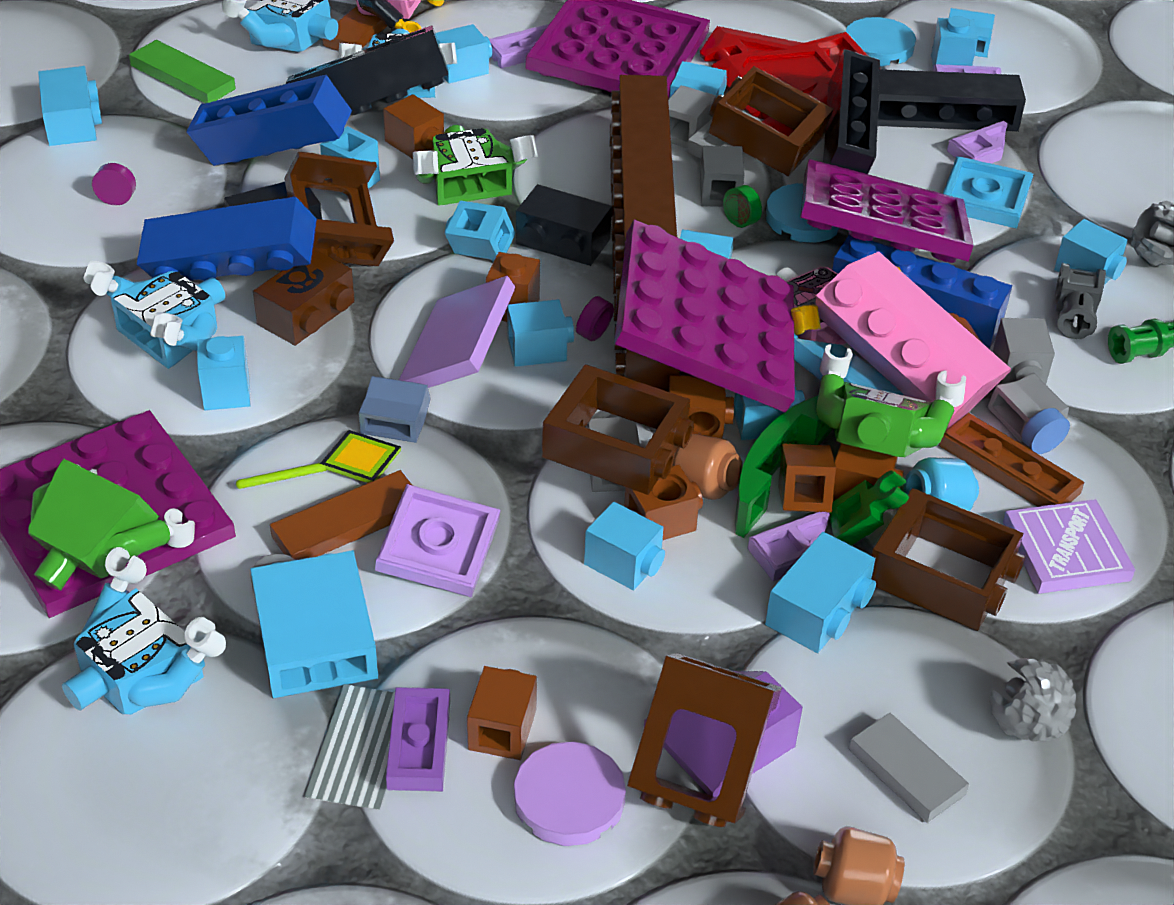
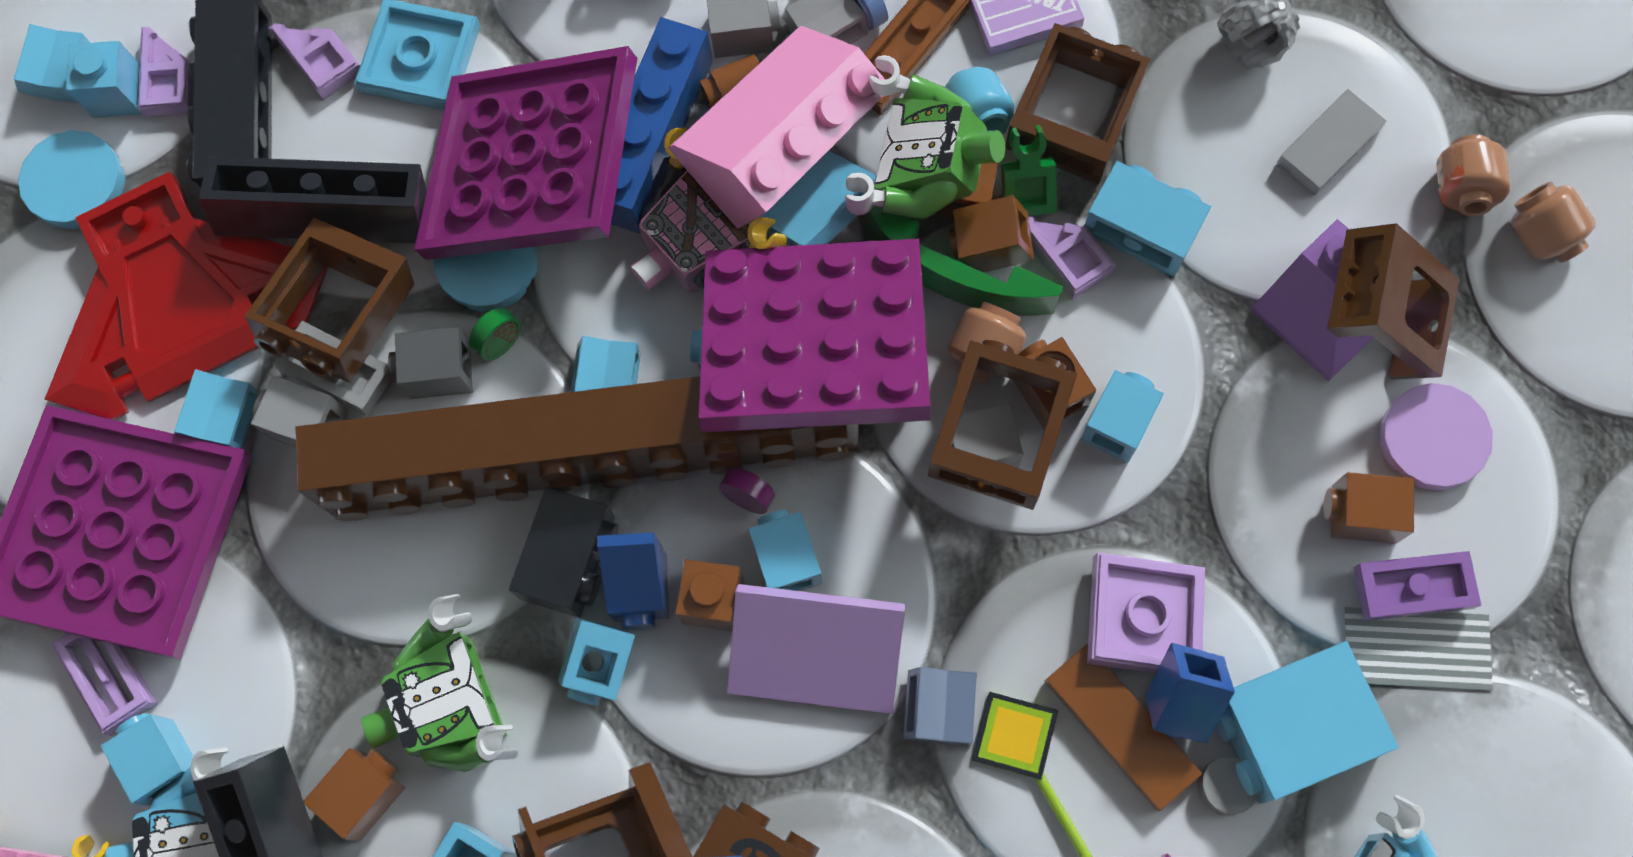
camera: 90 degrees left, 30 degrees up
(361, 527) = (1189, 693): none -> blue brick
(538, 237) = (634, 579): none -> blue slope

